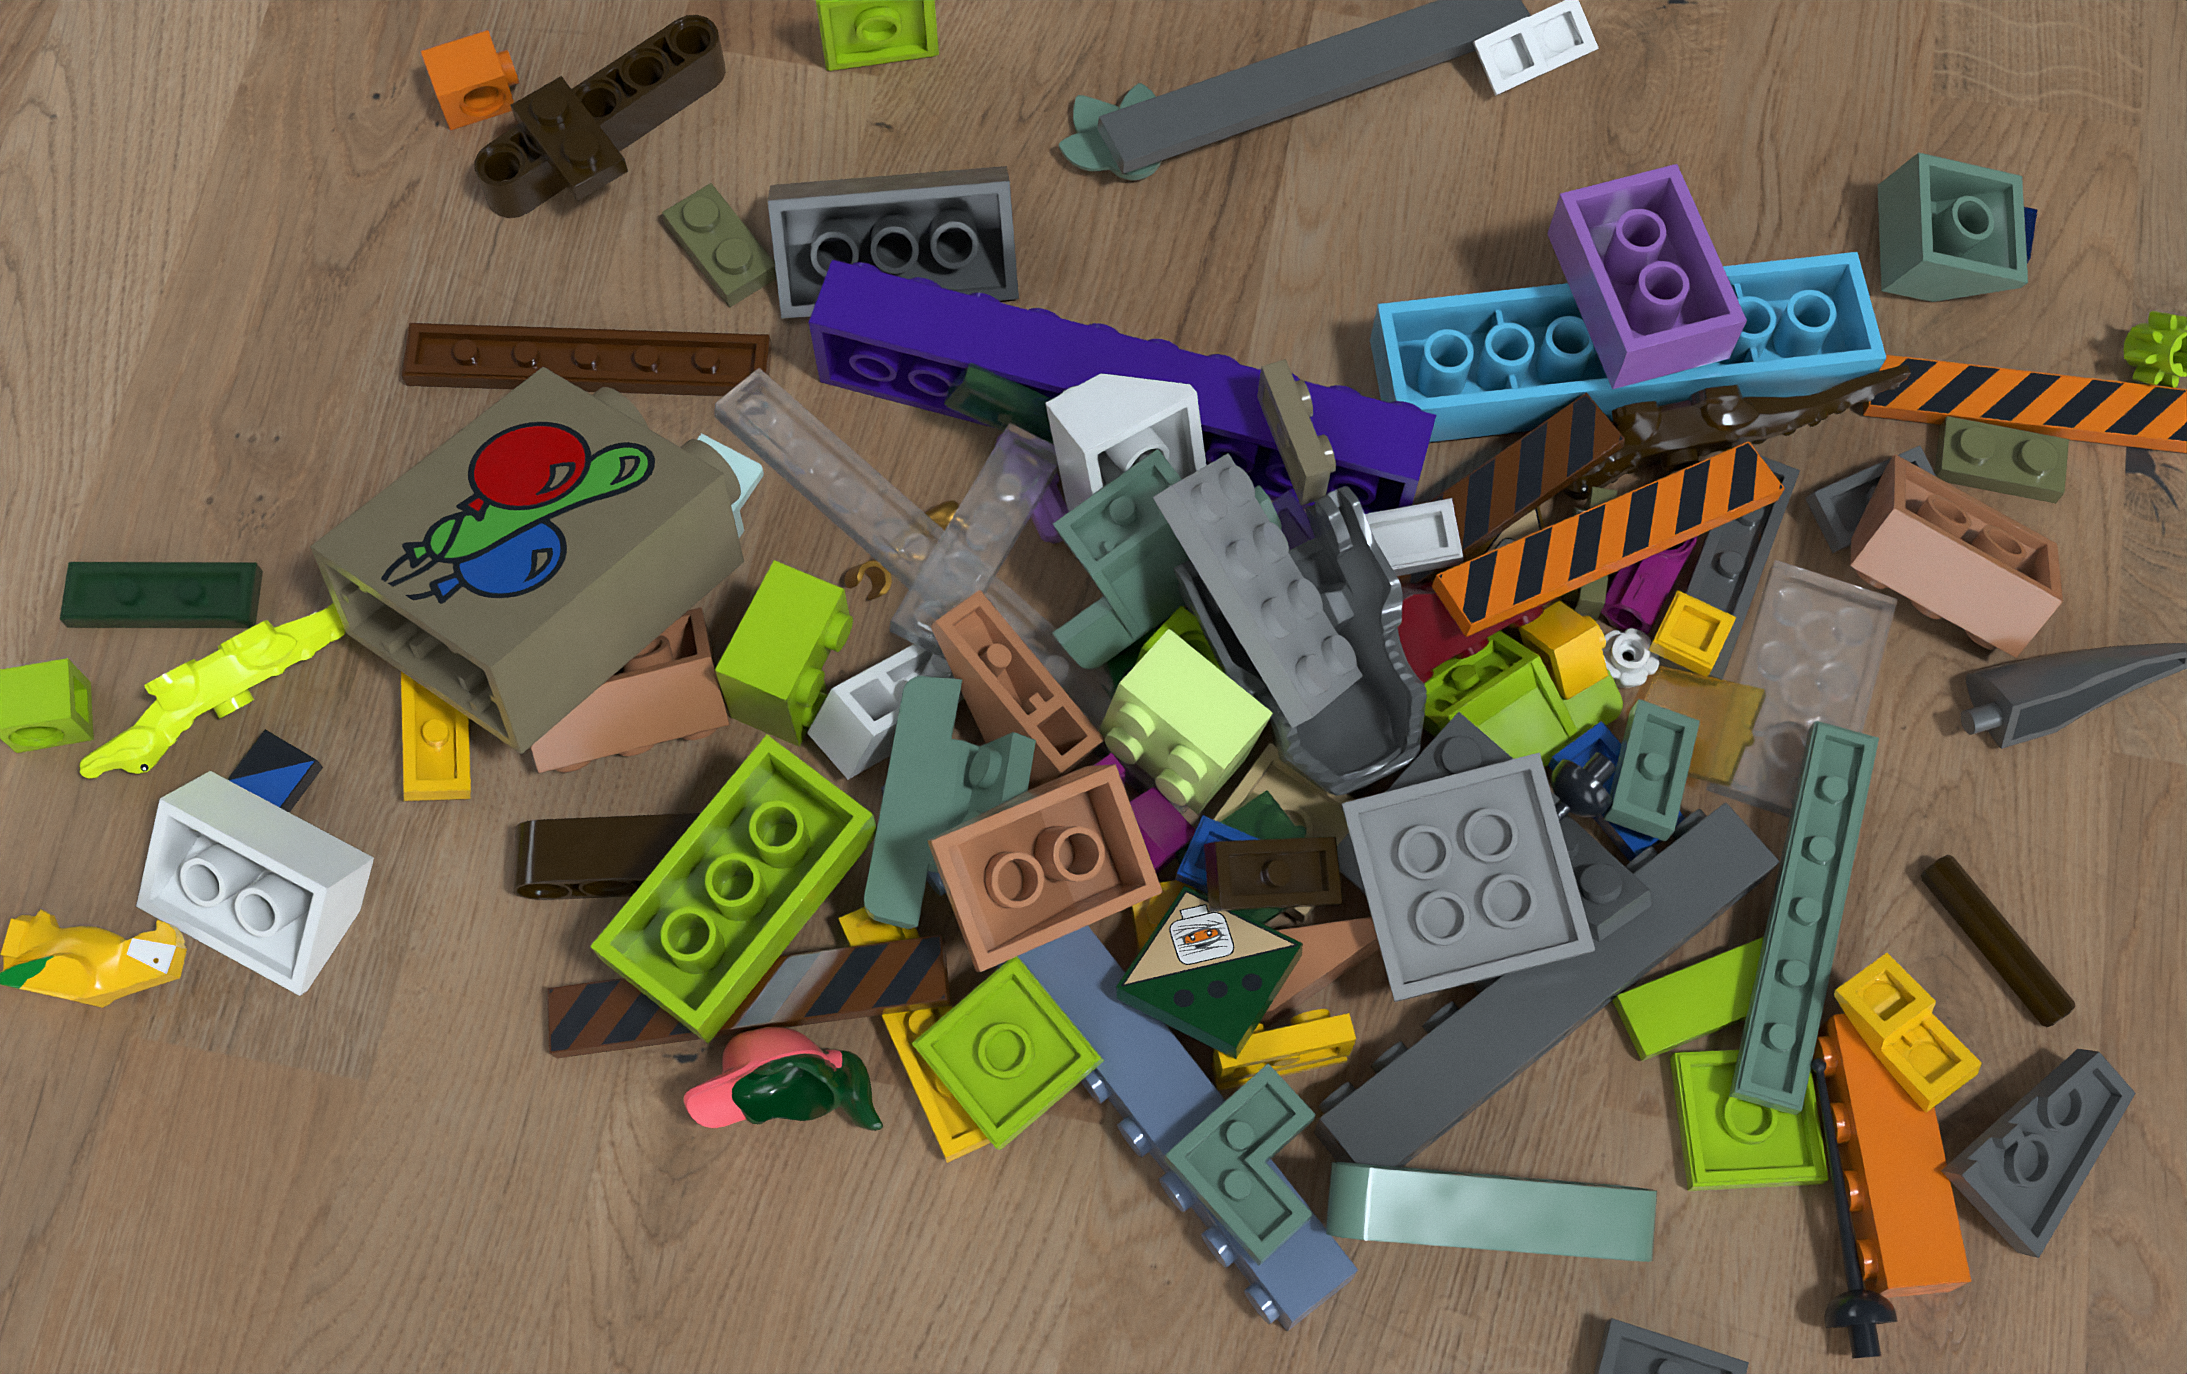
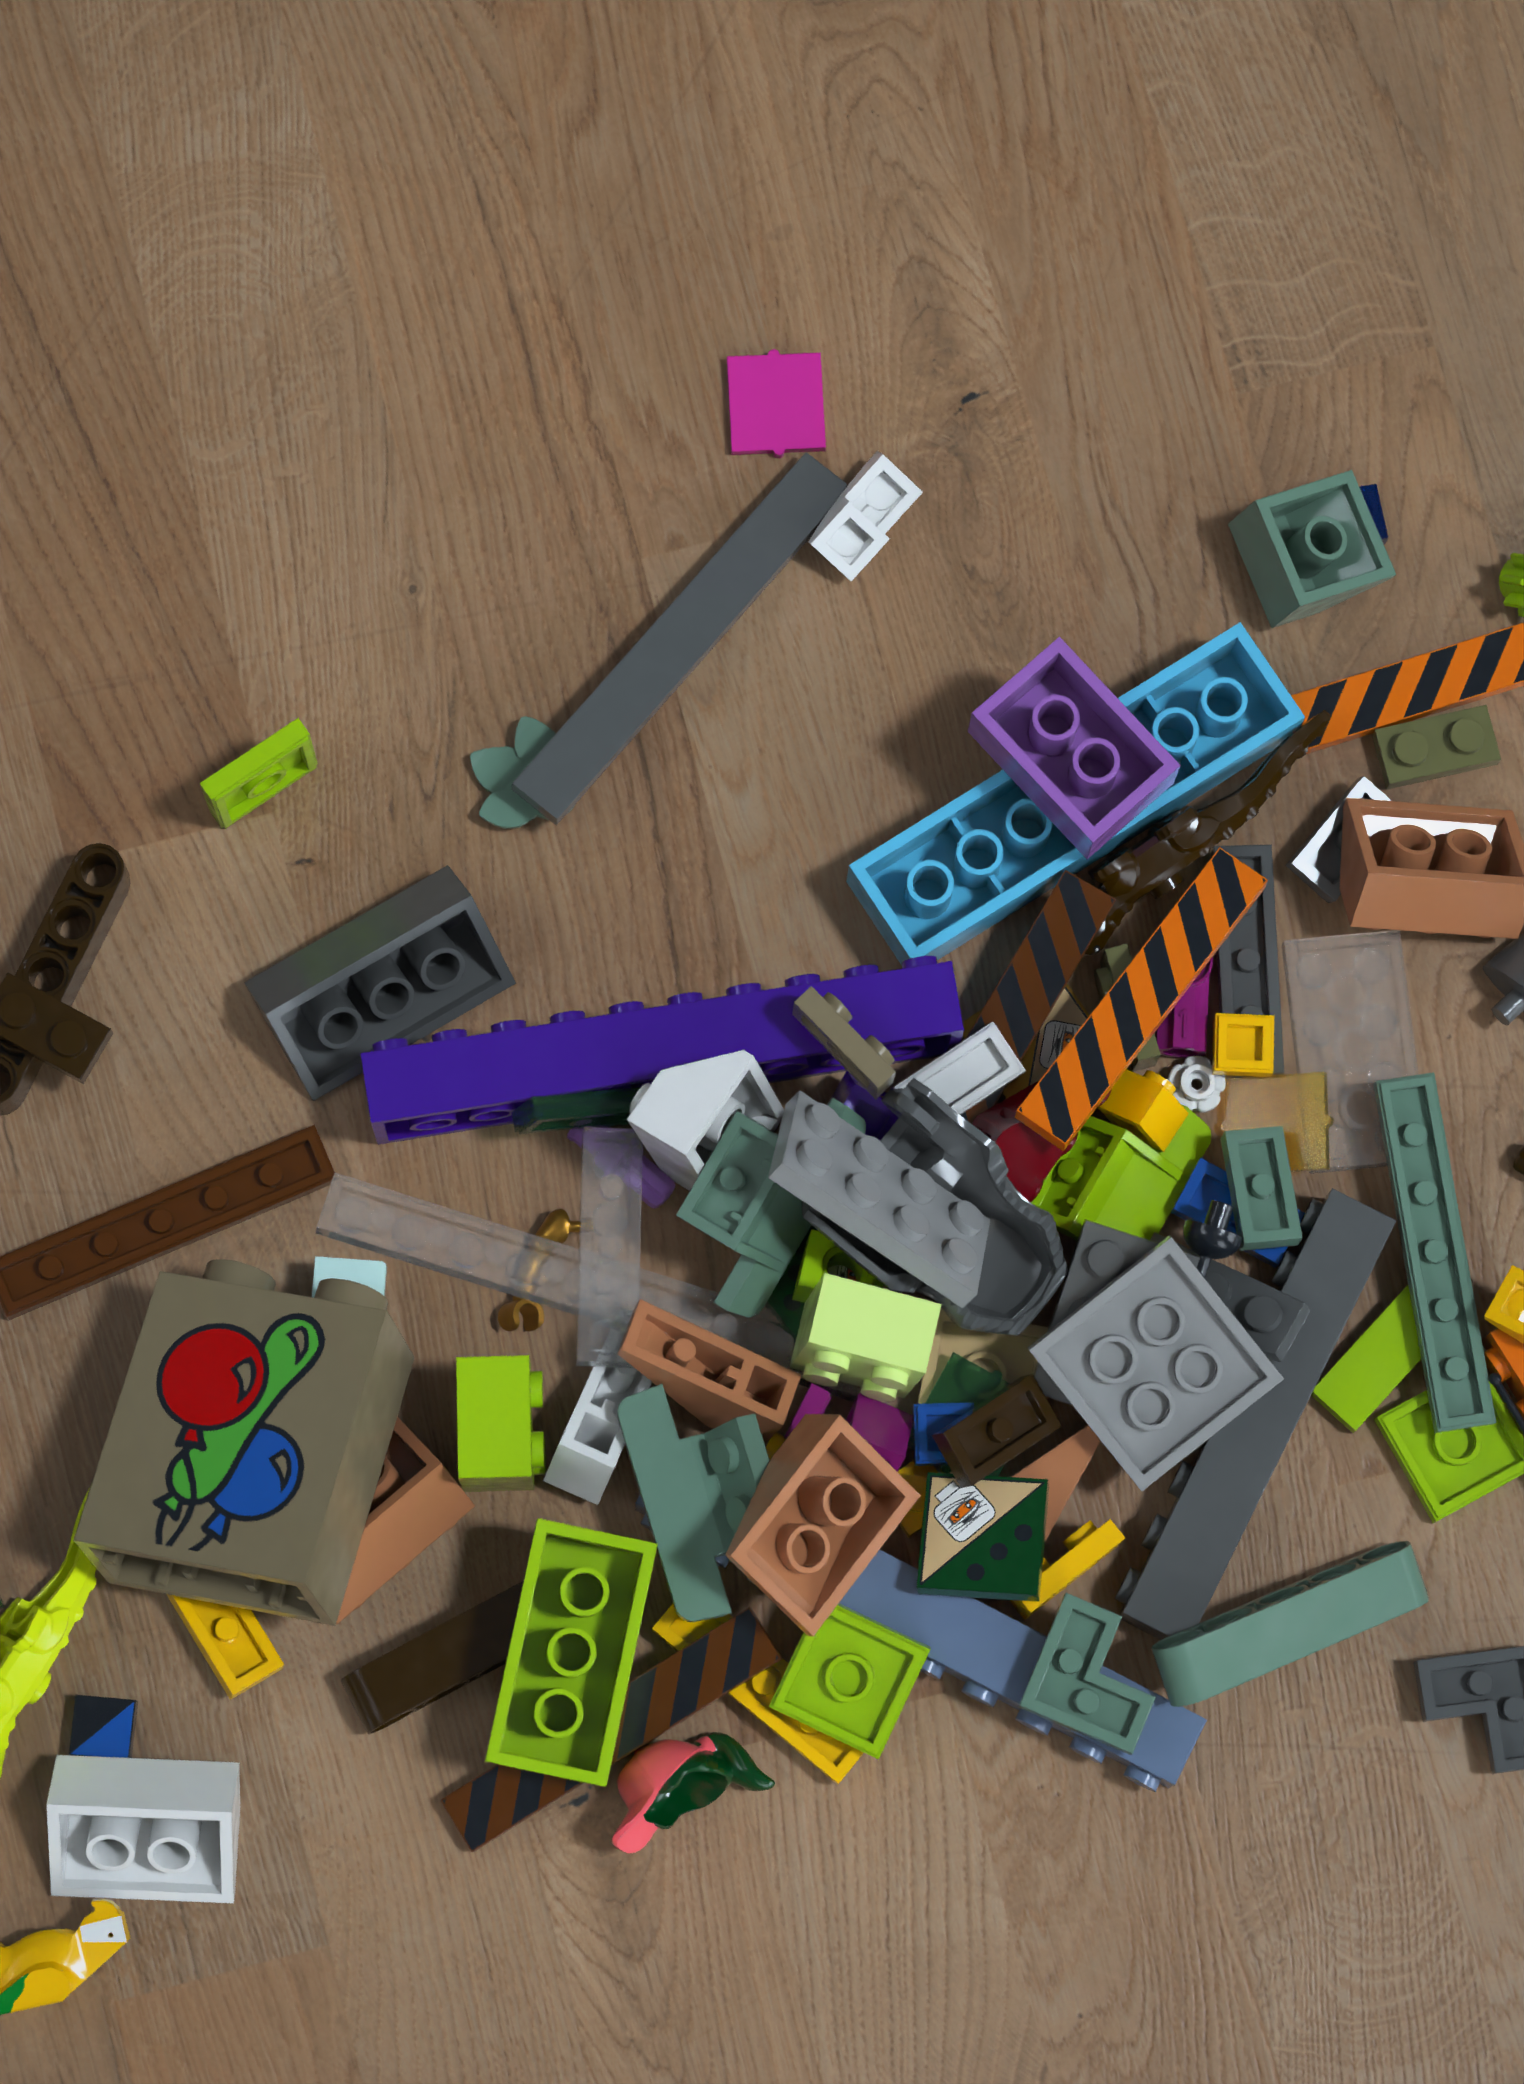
camera: 30 degrees left, 10 degrees up
(720, 244) = (220, 1054): olive plate -> none

